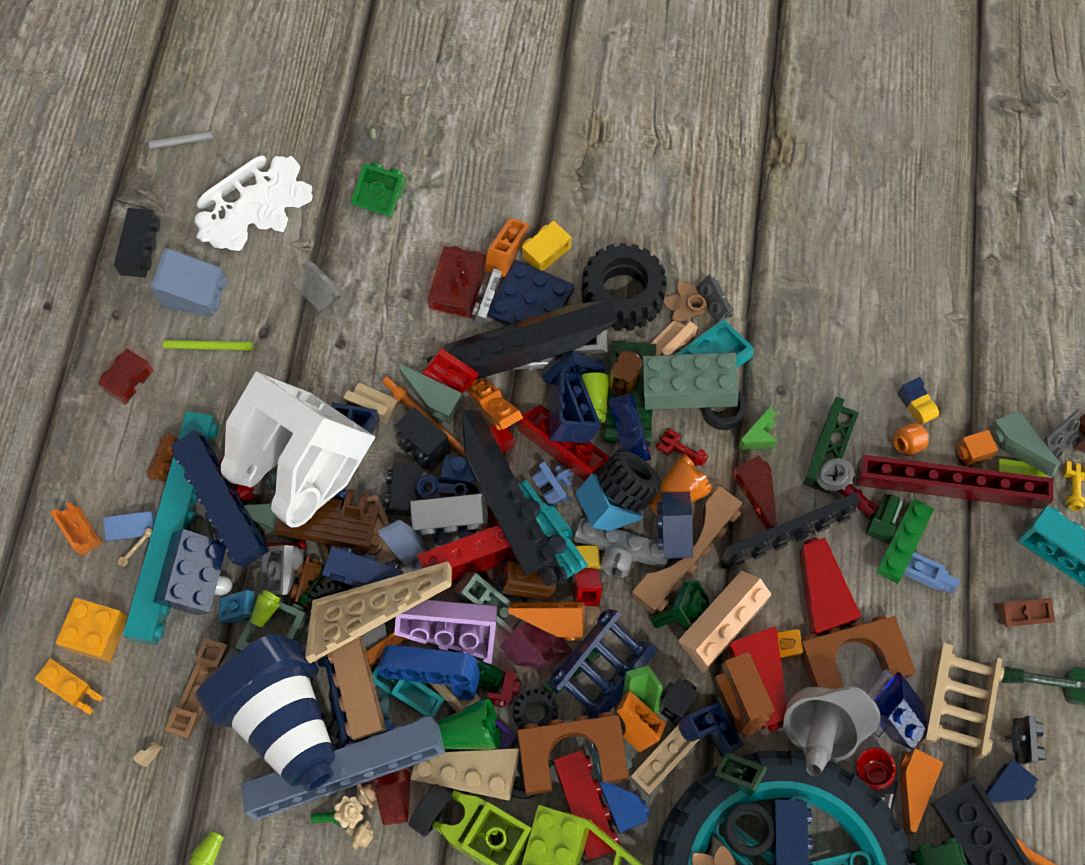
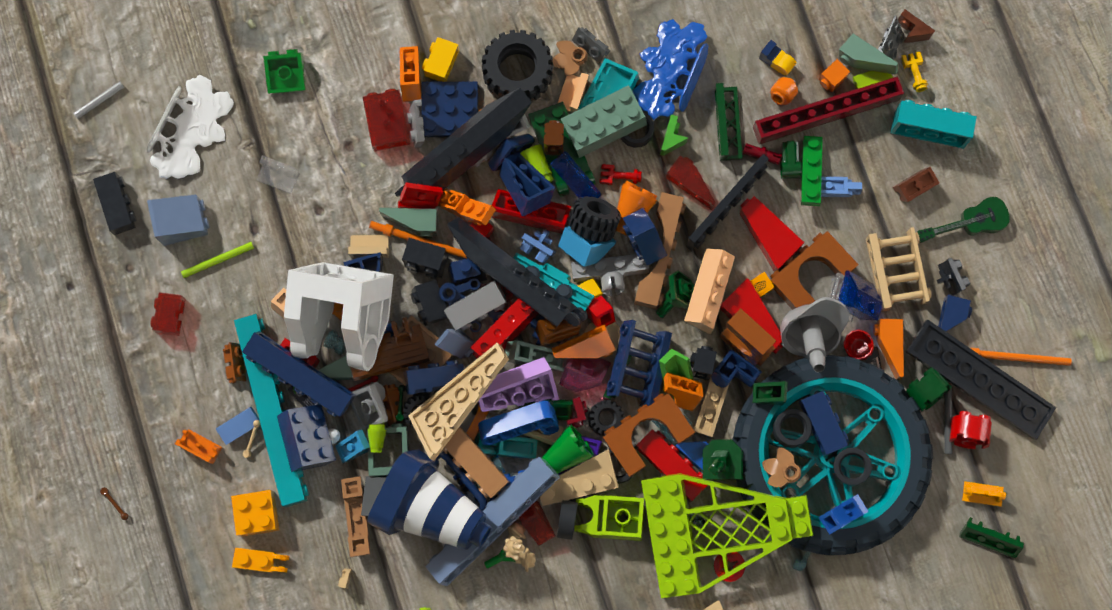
camera: 25 degrees left, 10 degrees up
(646, 828) = (722, 460): none -> dark green piece
(794, 354) = (667, 64): none -> blue plant
(828, 470) = (734, 142): light grey gear -> none

